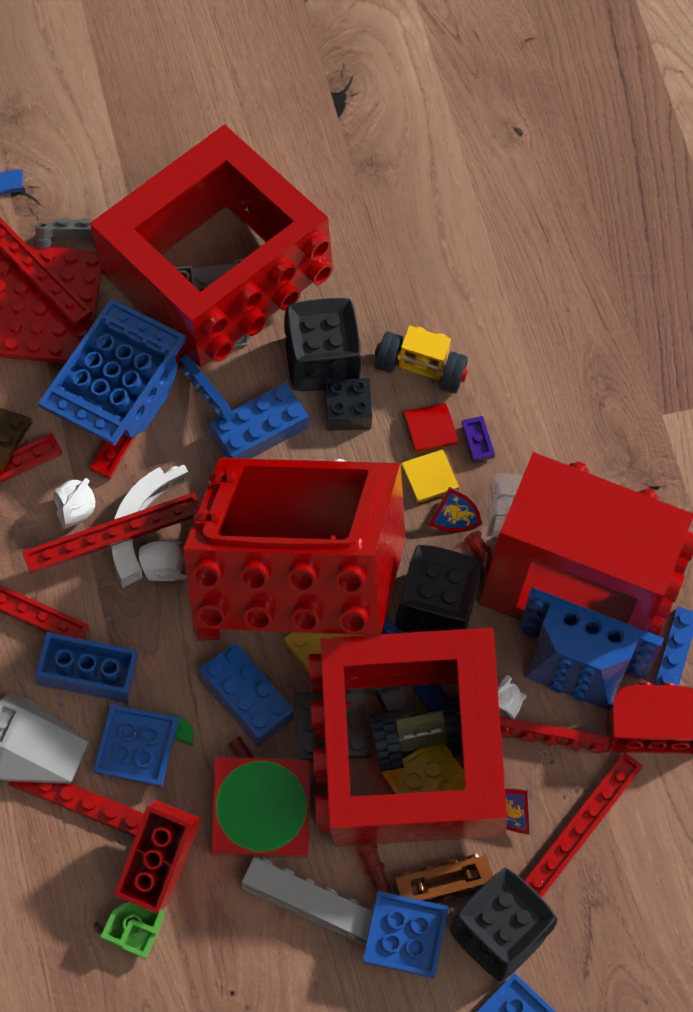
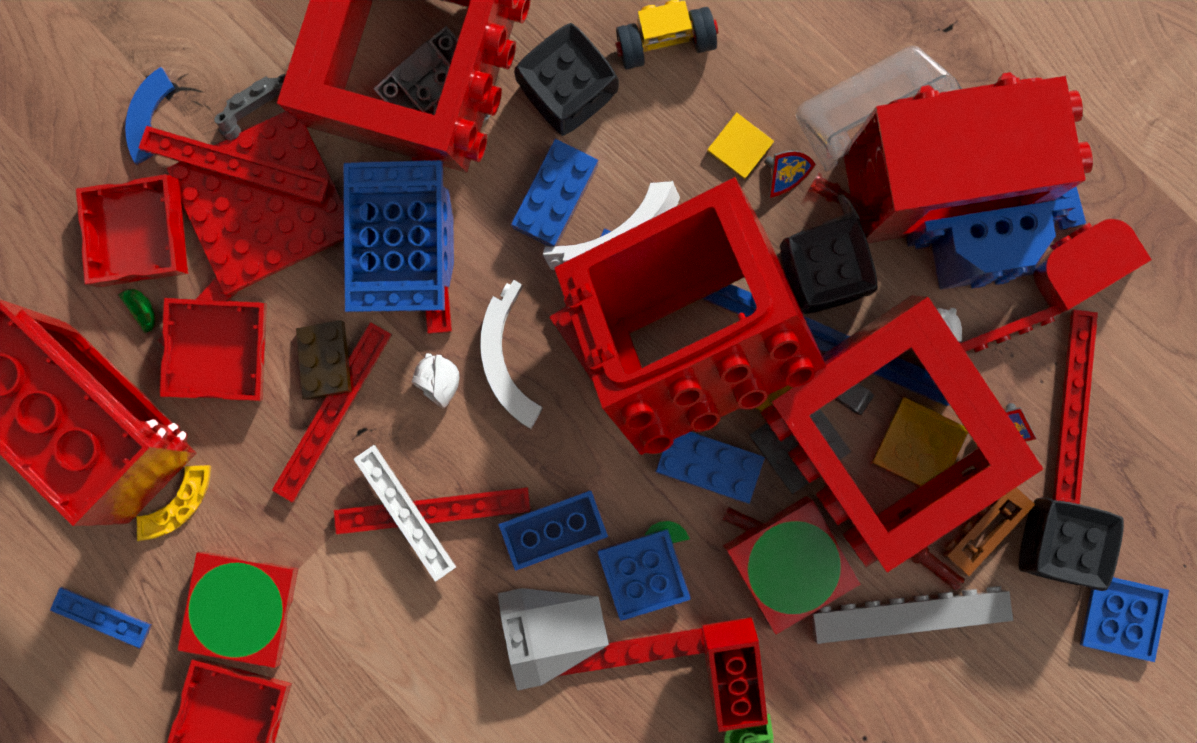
camera: 25 degrees left, 20 degrees up
(111, 533) = (494, 391): red plate -> none
(162, 561) = (553, 386): white helmet -> none
(209, 392) = (493, 196): blue plate -> none
(348, 404) = (623, 121): black brick -> none
(406, 935) = (991, 604): blue plate -> none
(416, 733) = (869, 437): plate -> none
(430, 427) = (712, 97): red slope -> none
(478, 439) = (762, 81): dark purple plate -> none

